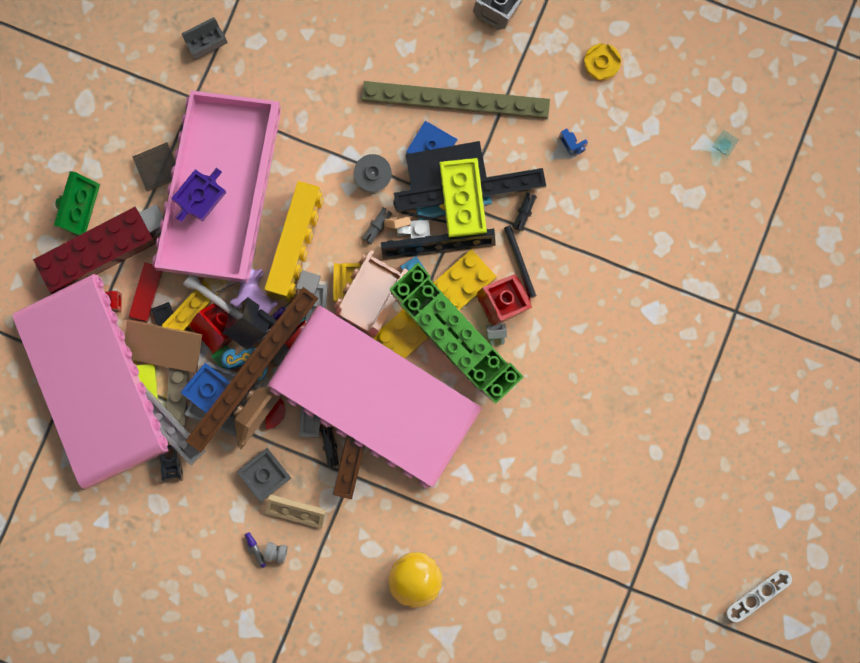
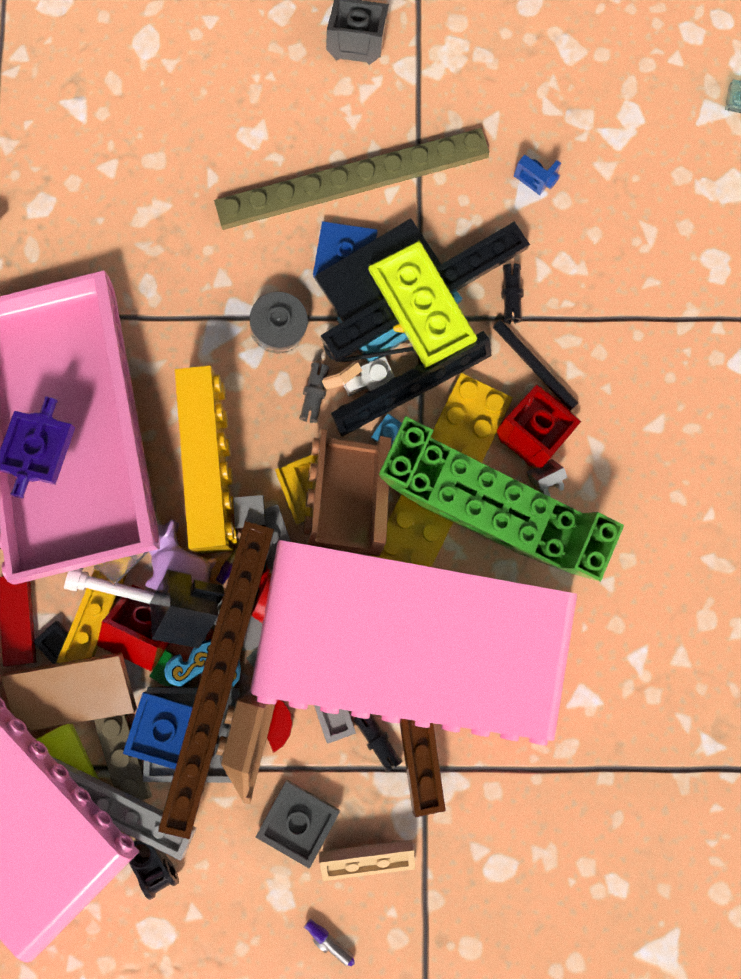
camera: 25 degrees left, 0 degrees up
(275, 553) = (363, 937): light grey wheel -> none
(415, 580) = (588, 892): yellow piece -> none
(602, 61) = (529, 54): yellow tile -> none

